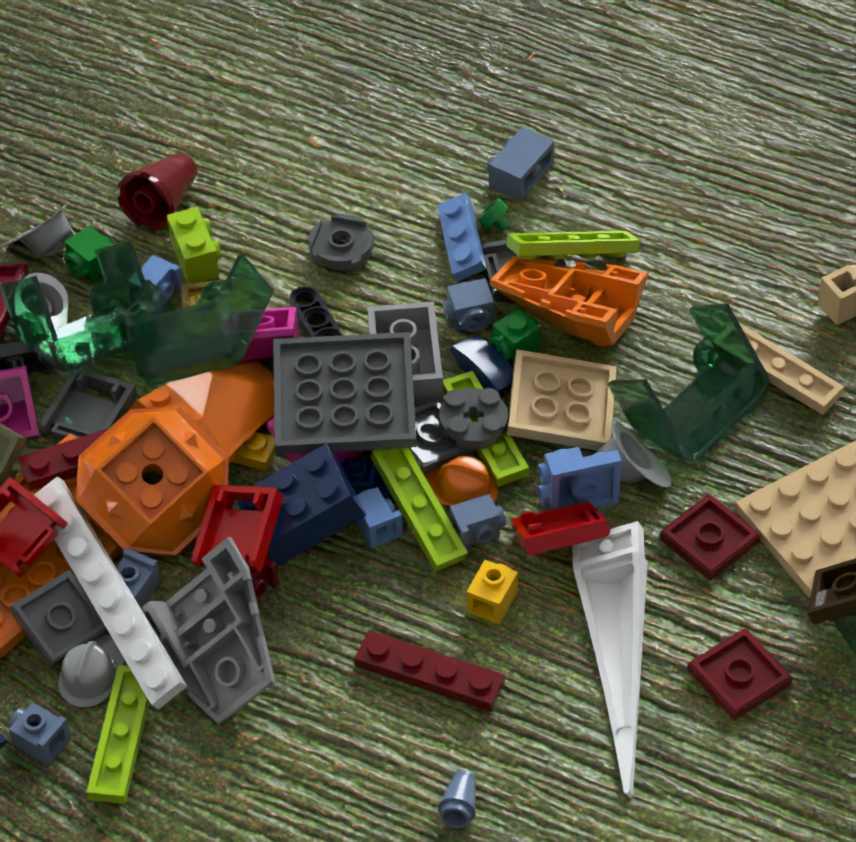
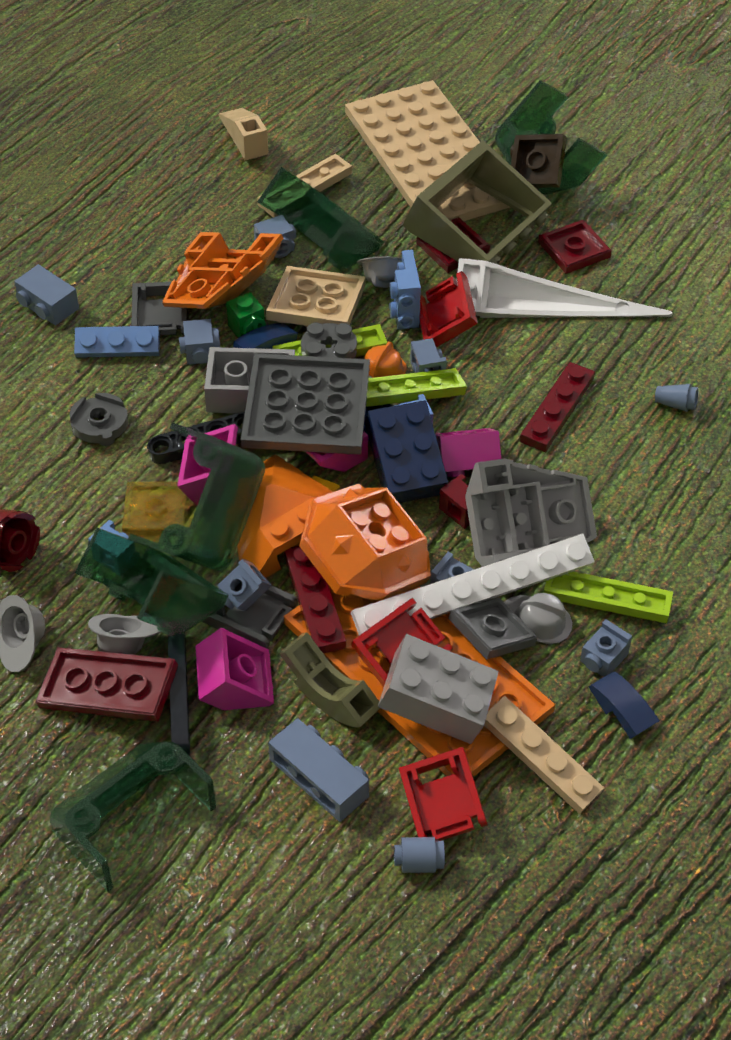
camera: 85 degrees left, 0 degrees up
(81, 255) = (61, 595): green brick -> none
(92, 382) = (253, 585): none -> sand blue brick
(193, 245) = (74, 515): lime brick -> none
(248, 529) = (437, 489): red container -> none
(333, 574) = (465, 448): none -> dark pink slope
(492, 591) = (494, 358): yellow brick -> none
(494, 215) = (99, 316): green tile -> none
(584, 244) = (157, 269): lime plate -> none
(666, 348) = (278, 225): none -> sand blue brick
(704, 482) = (496, 177): none -> olive windscreen

